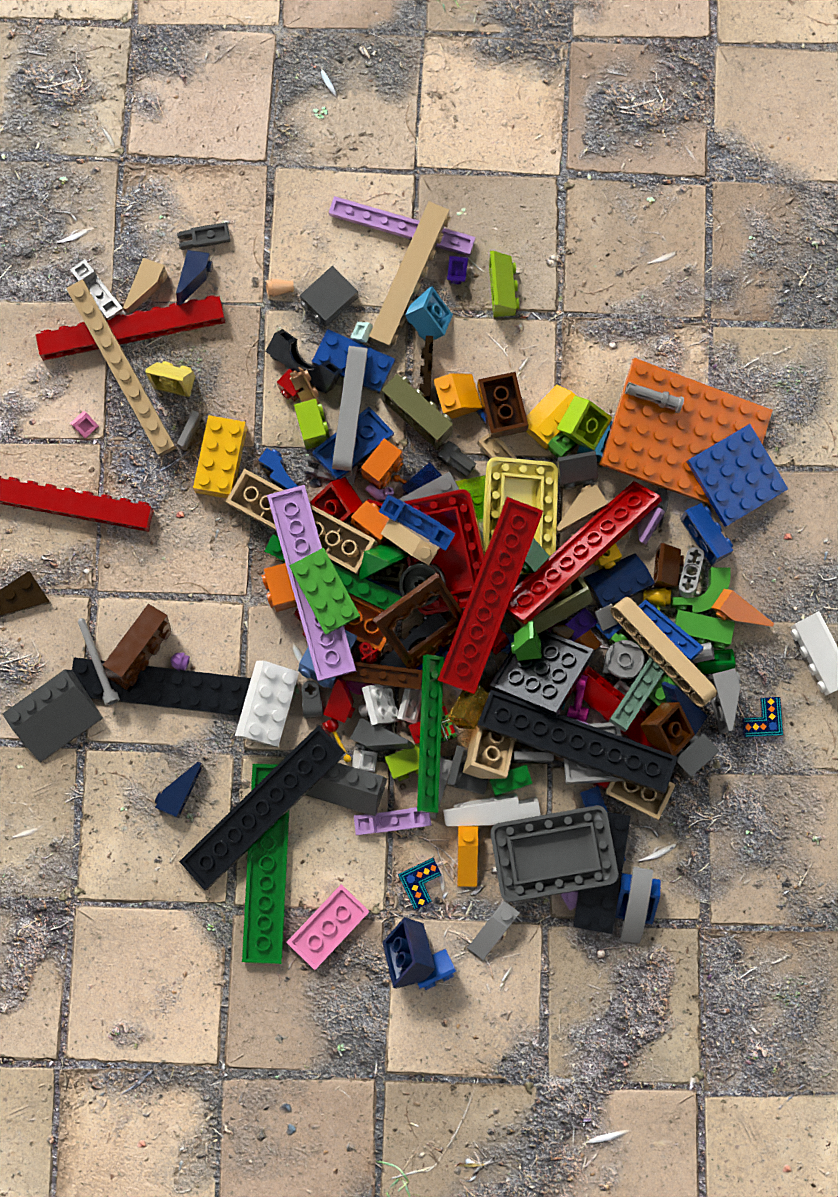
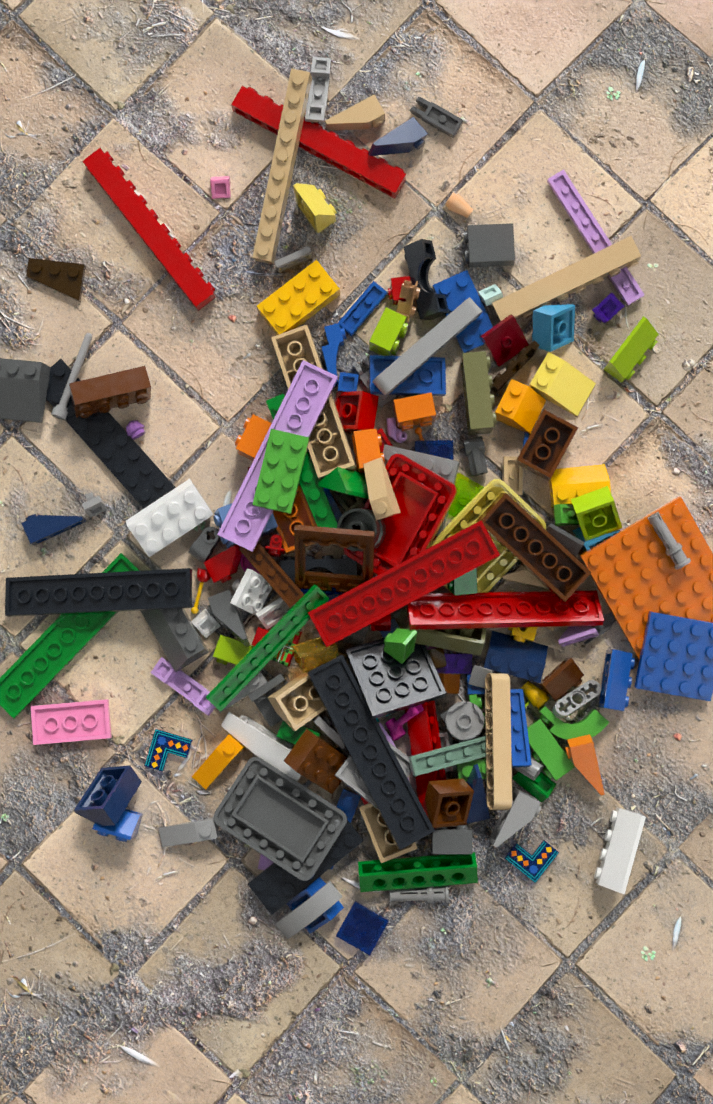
camera: 50 degrees right, 5 degrees up
(199, 745) = (94, 505): none -> light grey tile
(274, 422) = (362, 308): none -> blue tile
(313, 486) = (348, 382): none -> blue plate
(402, 356) = (504, 340): none -> dark red plate
(417, 521) = (398, 479): blue slope -> none
(472, 352) = (562, 384): none -> light yellow slope
(543, 785) = (316, 760): none -> reddish brown brick
(561, 485) = (534, 547): none -> reddish brown brick
(687, 883) = (362, 927): none -> clear blue plate
(691, 803) = (417, 872): none -> green brick
(714, 813) = (430, 894): none -> light grey pin

